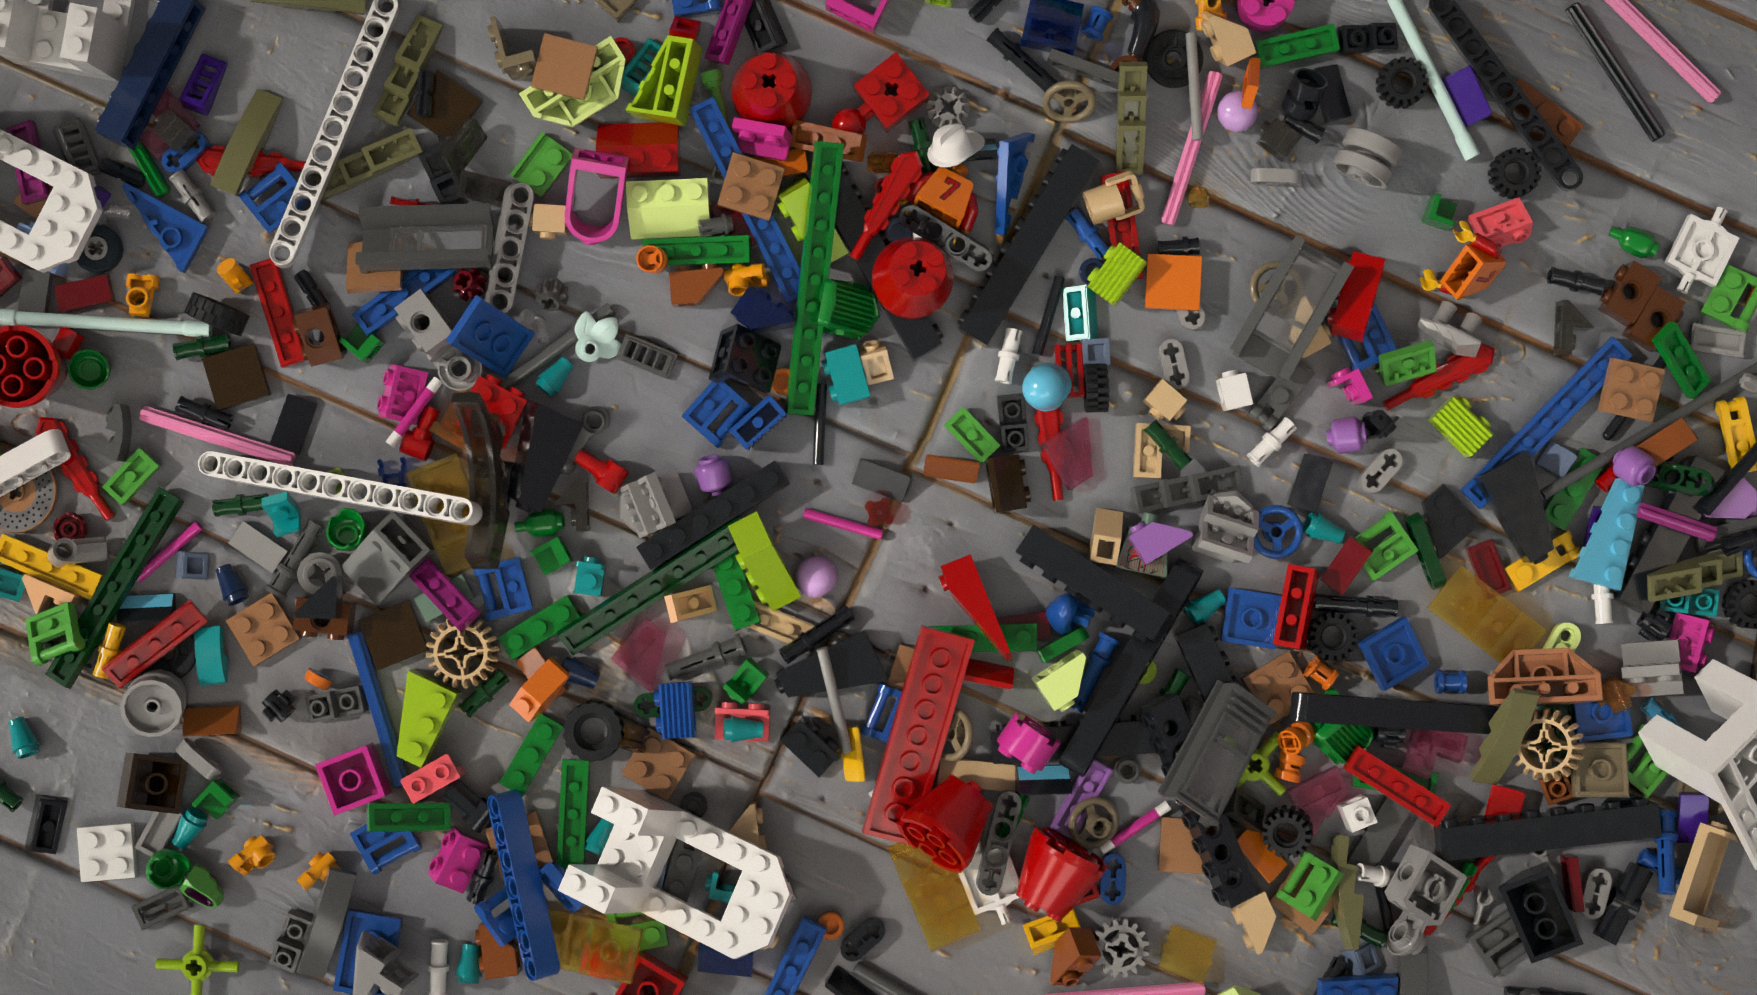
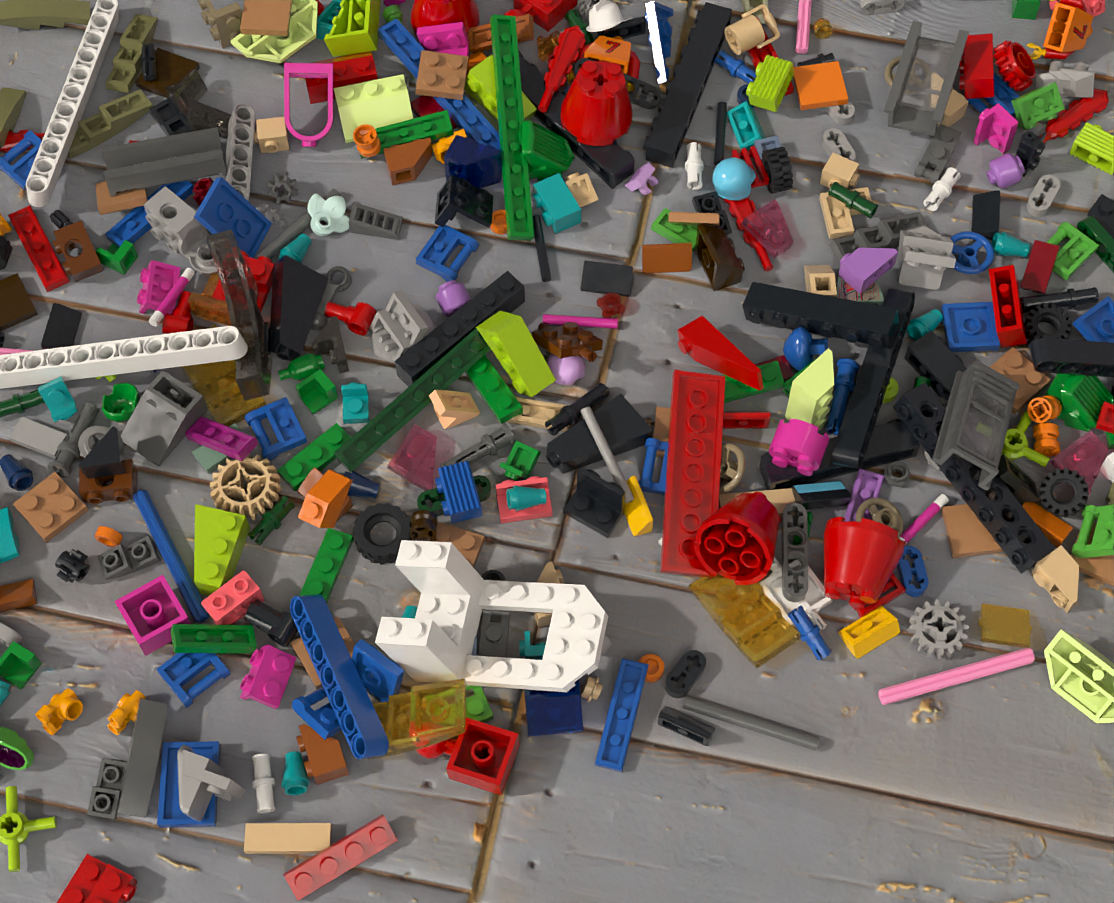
camera: 15 degrees left, 25 degrees down
(393, 635) = (176, 488): dark brown tile -> none
(483, 876) = (296, 682): black pin -> none
(542, 165) = (261, 96): bright green plate -> none
(573, 812) = (373, 598): green plate -> none
(715, 225) = (417, 110): dark grey pin -> none
(758, 422) = (486, 249): blue brick -> none
(821, 557) = (568, 341): none -> reddish brown plate
(945, 361) = (640, 179): none -> lavender tile
(987, 444) = (691, 218): none -> medium nougat tile
(992, 928) = (809, 633): none -> blue pin
(1073, 956) = (896, 643): dark orange slope -> none
(1234, 390) = (897, 156): white brick -> none
(1398, 304) = (1014, 65): none -> red gear

